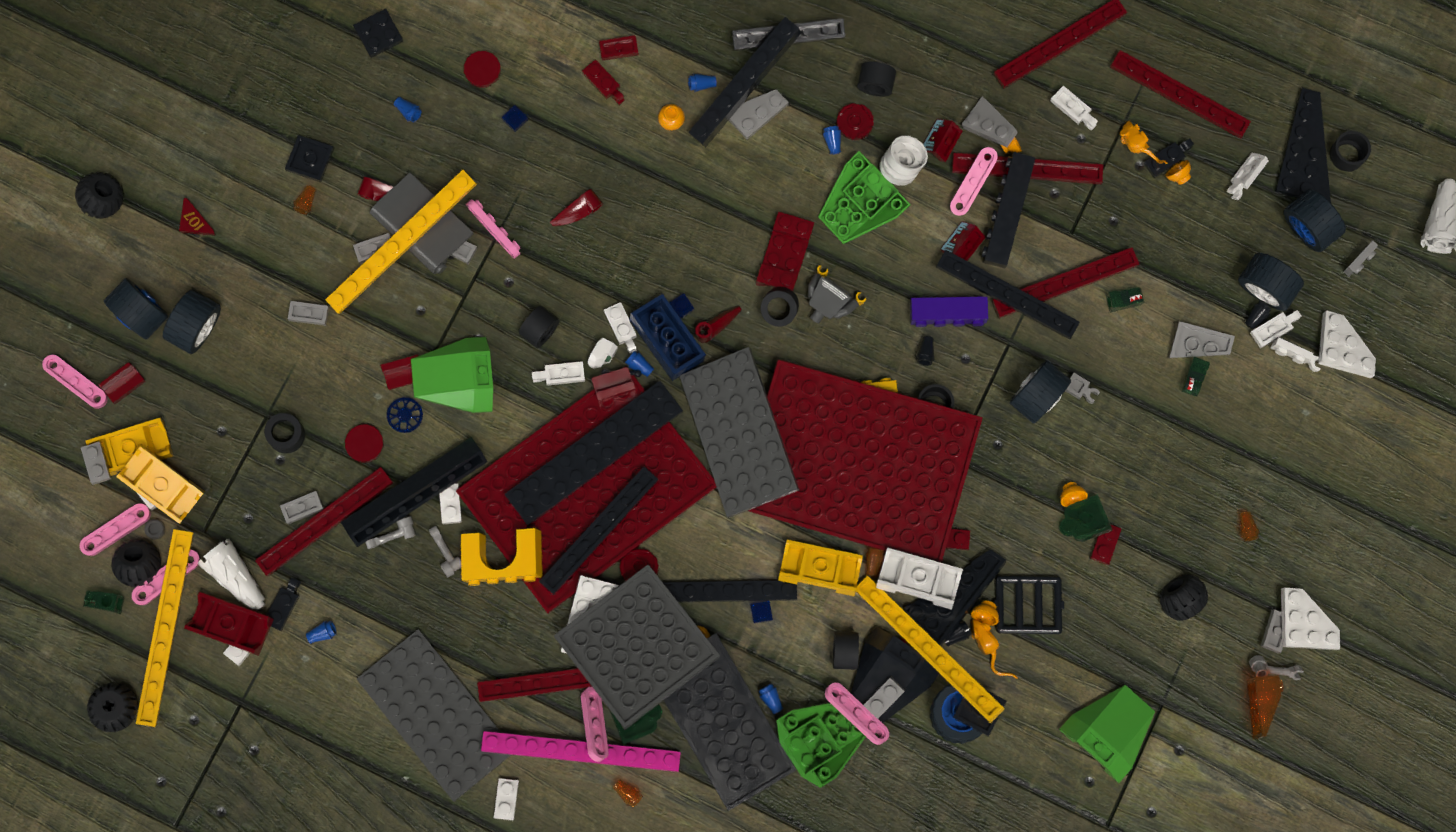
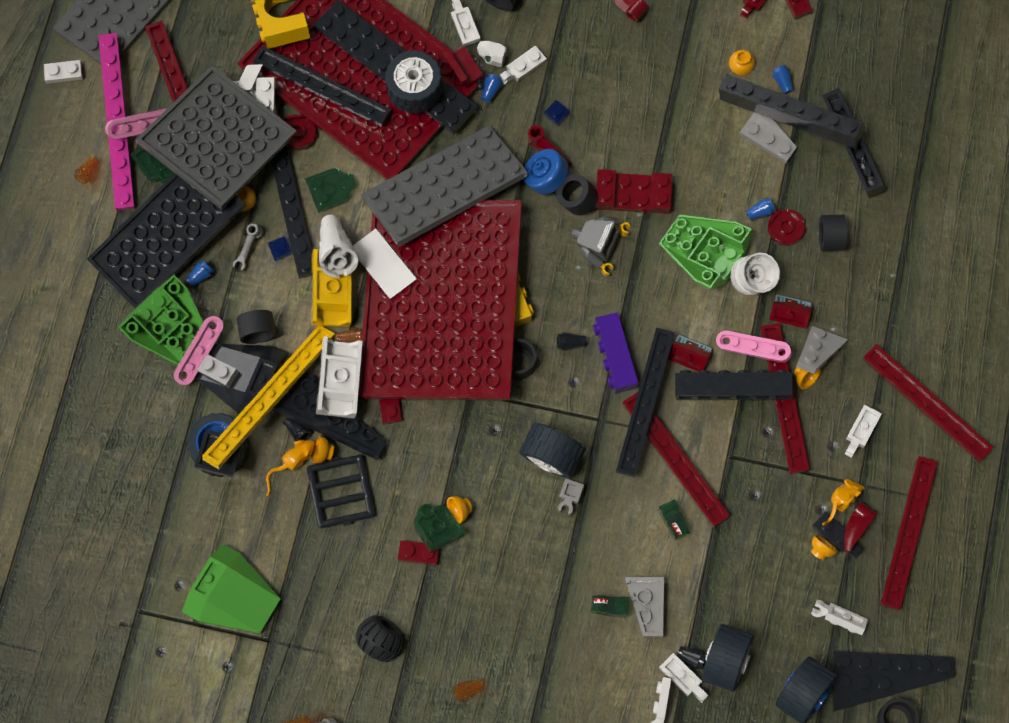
camera: 80 degrees right, 5 degrees down
(570, 602) = (249, 76): none -> white sticker
(622, 419) = (414, 81): none -> black wheel
(667, 337) = (521, 104): dark blue brick -> none
(708, 548) = (330, 188): none -> clear green plate
(747, 329) = (546, 171): none -> blue wheel
(748, 640) = (249, 241): none -> light grey brick
(783, 552) = (336, 249): none -> white cone
(806, 511) = (383, 263): none -> white sticker
(1162, 132) = (857, 525): none -> dark red piece

